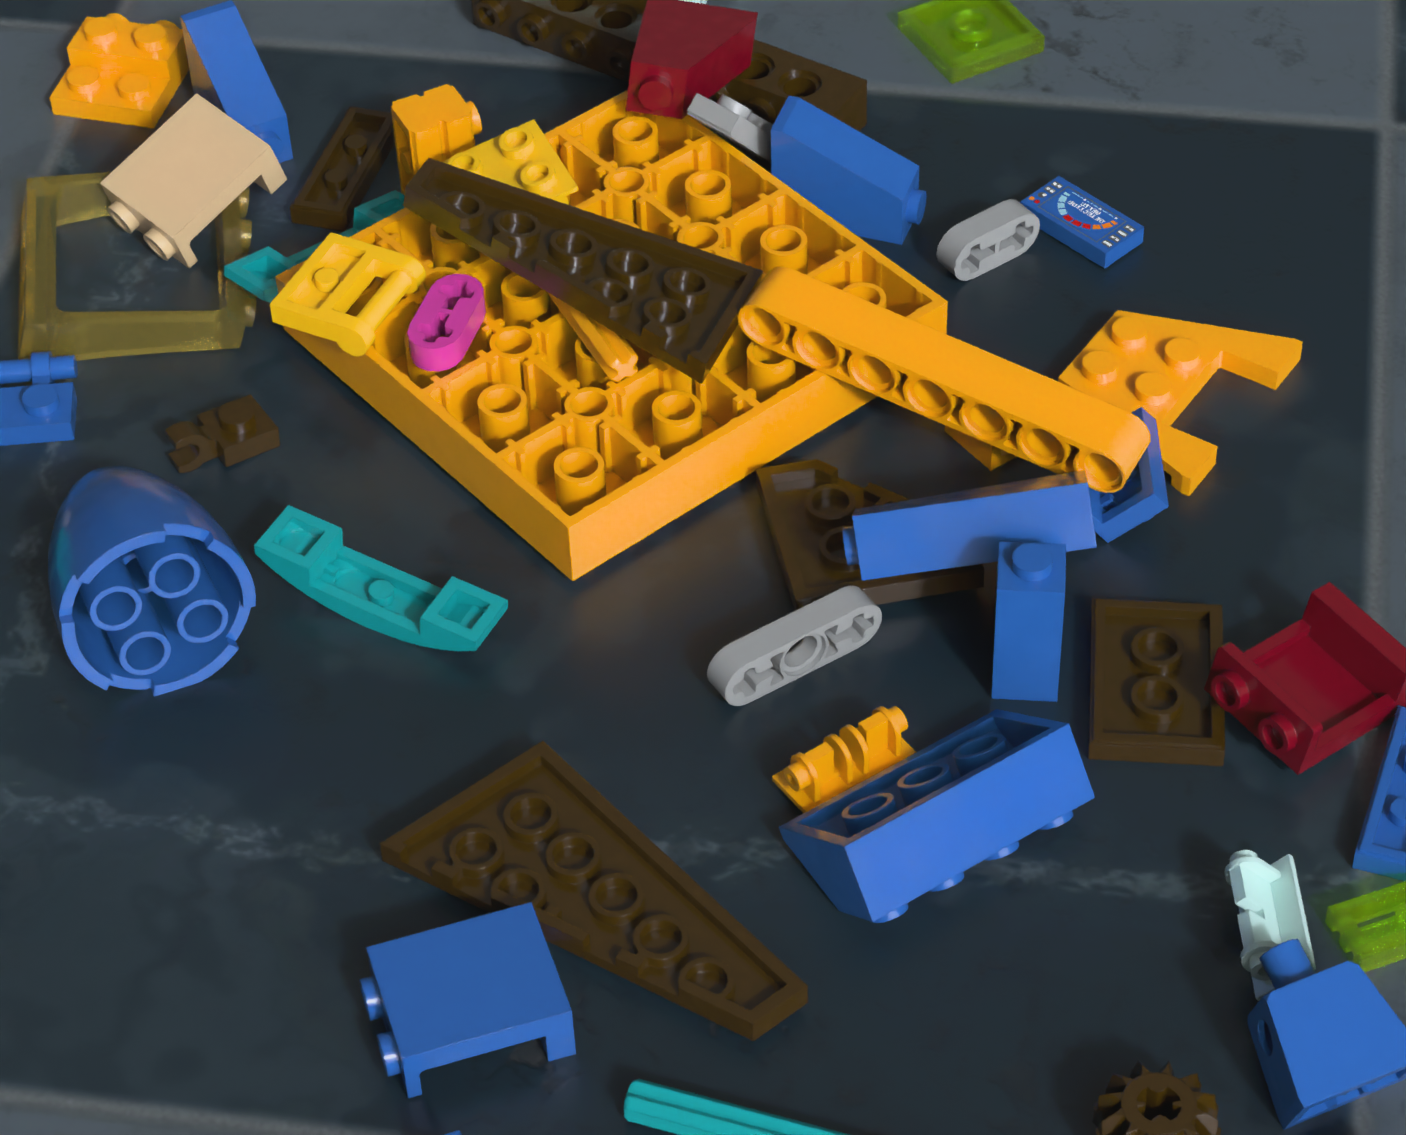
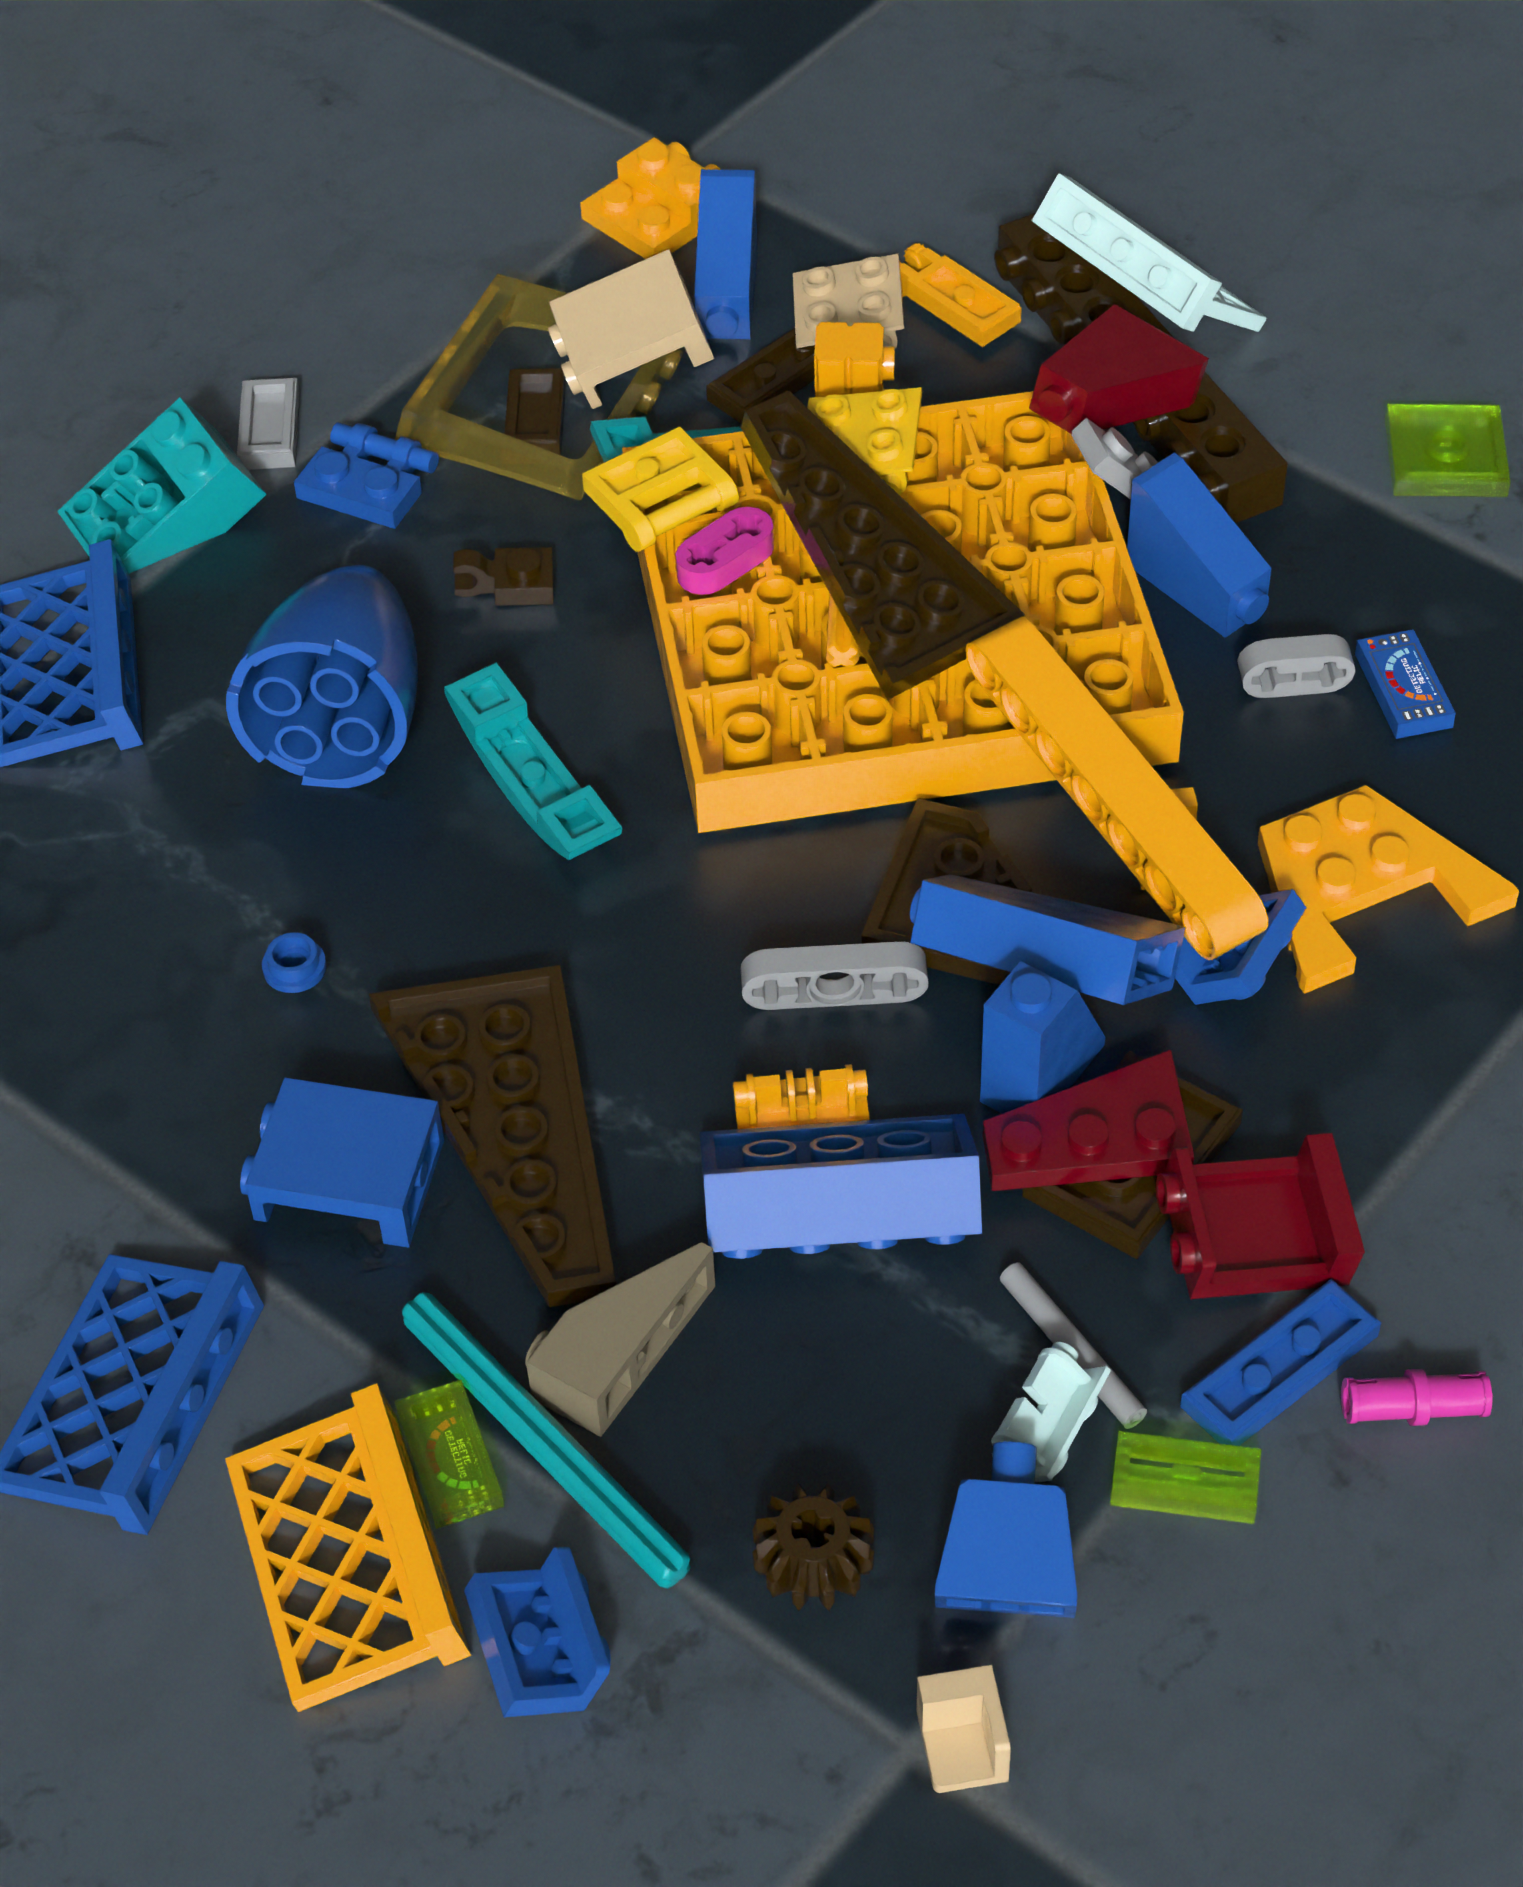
camera: 30 degrees right, 5 degrees up
(136, 281) = (536, 407): none -> dark brown tile
(277, 851) = (293, 963): none -> blue plate
(361, 90) = (849, 293): none -> tan hinge
(455, 55) = (957, 295): none -> light orange hinge
(840, 1041) = (615, 1339): none -> dark tan slope
(1125, 669) = (1092, 1131): none -> dark red wing
(1216, 851) = (1061, 1329): none -> light grey piece

